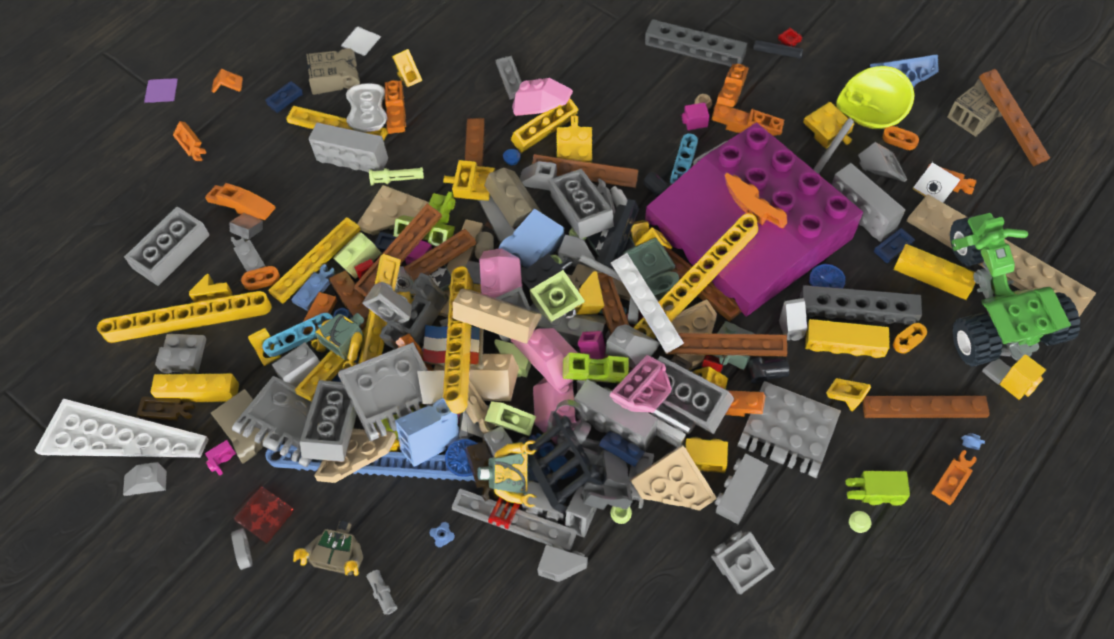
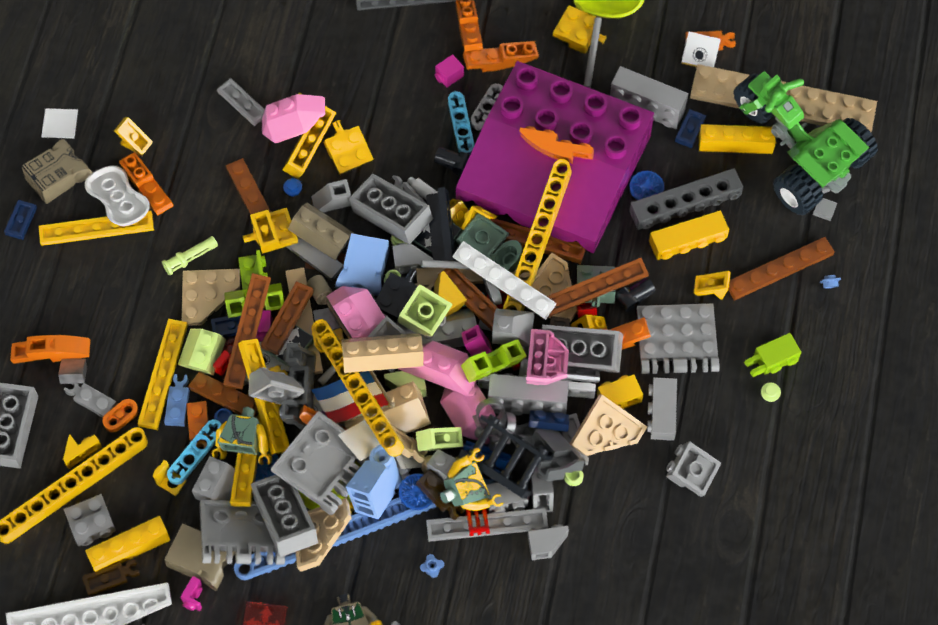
camera: 30 degrees left, 5 degrees up
(348, 148) = (129, 248): light grey brick -> none
(608, 173) = (384, 169): dark orange plate -> none
(704, 98) = (446, 51): tan plate -> none
(793, 319) = (637, 239): slope -> none
(881, 162) = (642, 48): light grey slope -> none
(900, 138) = (648, 16): orange plate -> none
(907, 335) = (738, 210): light orange beam -> none
(954, 479) = (829, 321): orange plate -> none
(1023, 377) = (849, 207): yellow brick -> none

